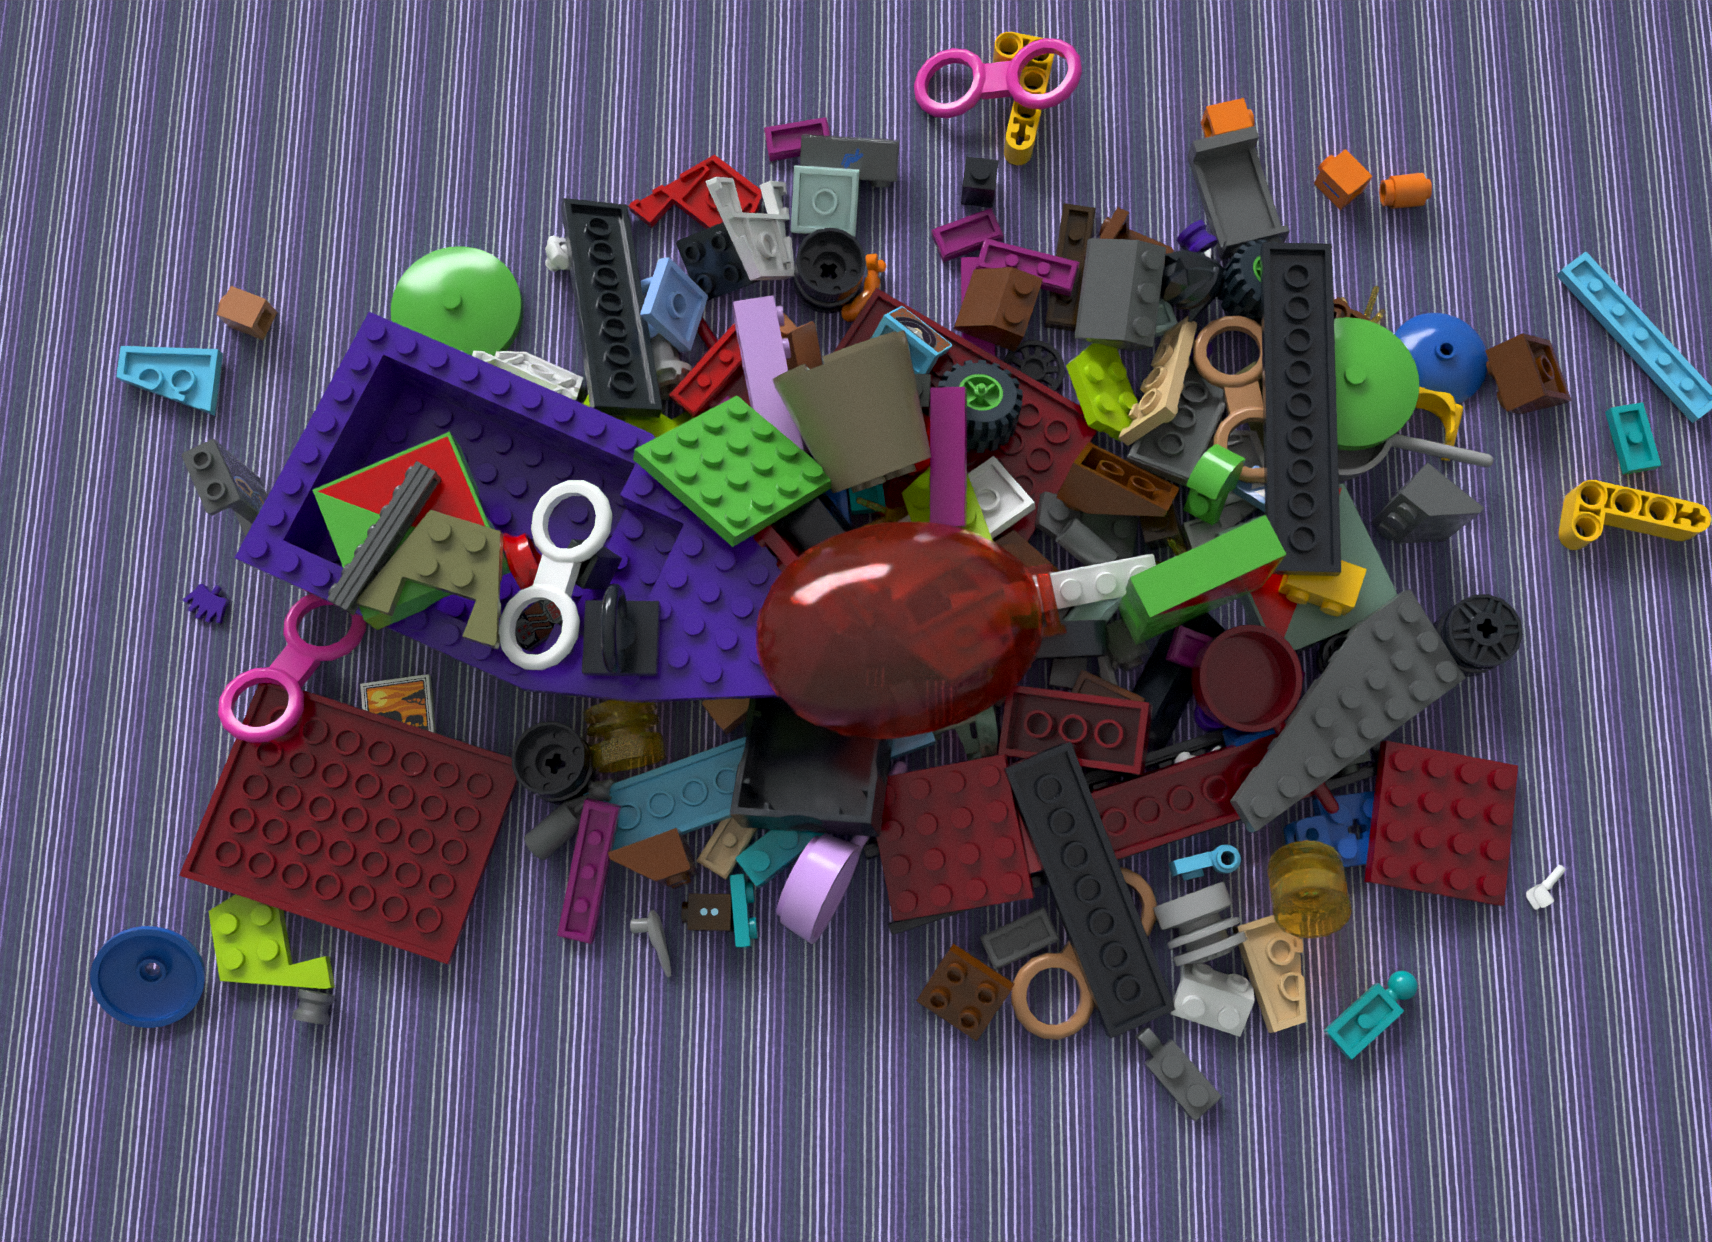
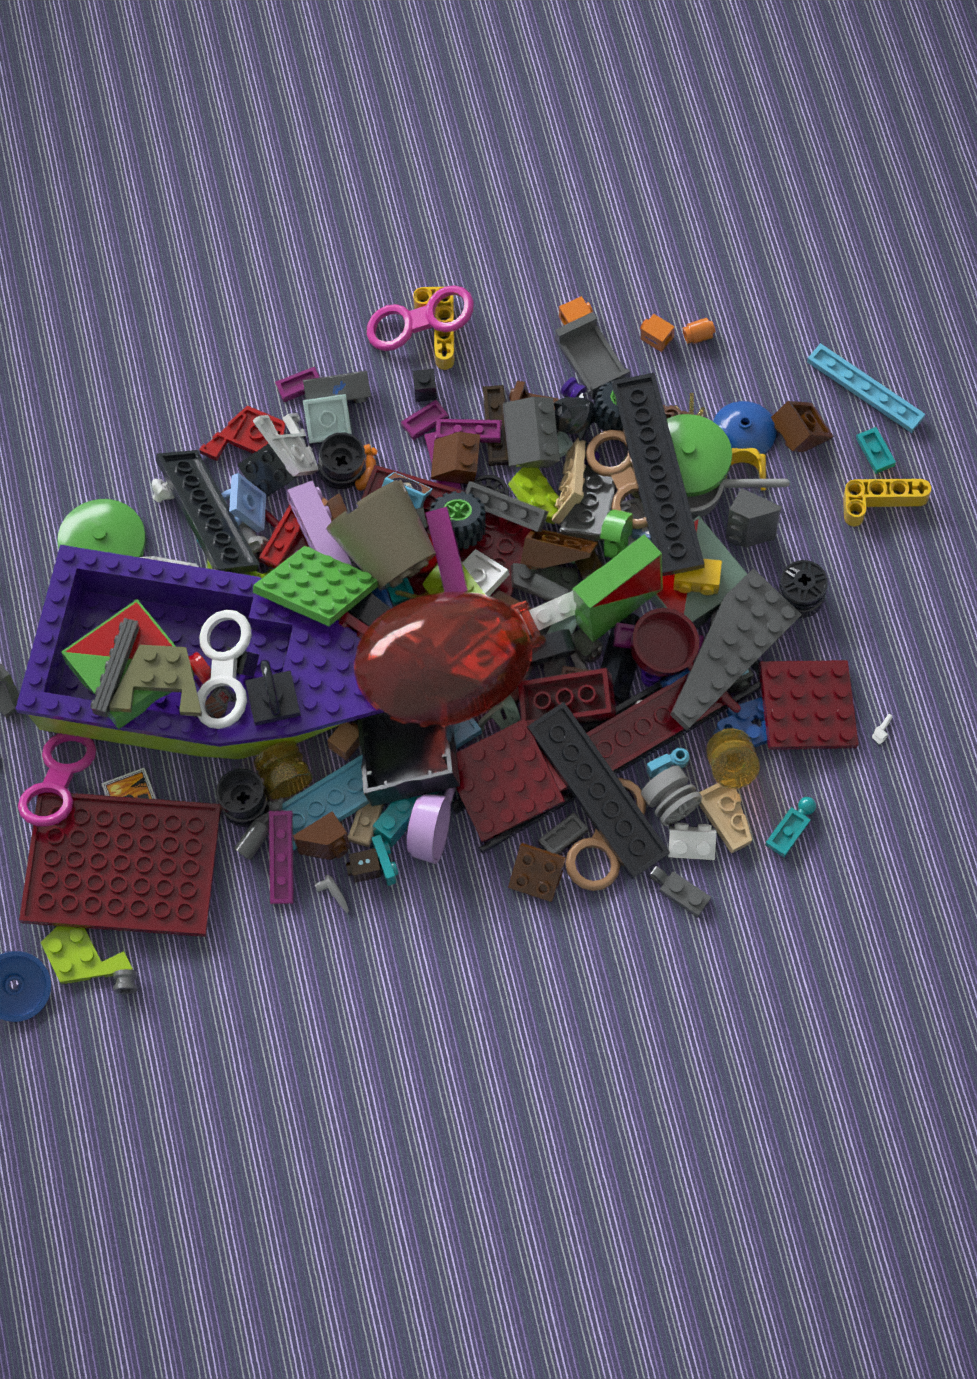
camera: 15 degrees left, 10 degrees down
(1059, 403) = (509, 507): none -> dark grey plate

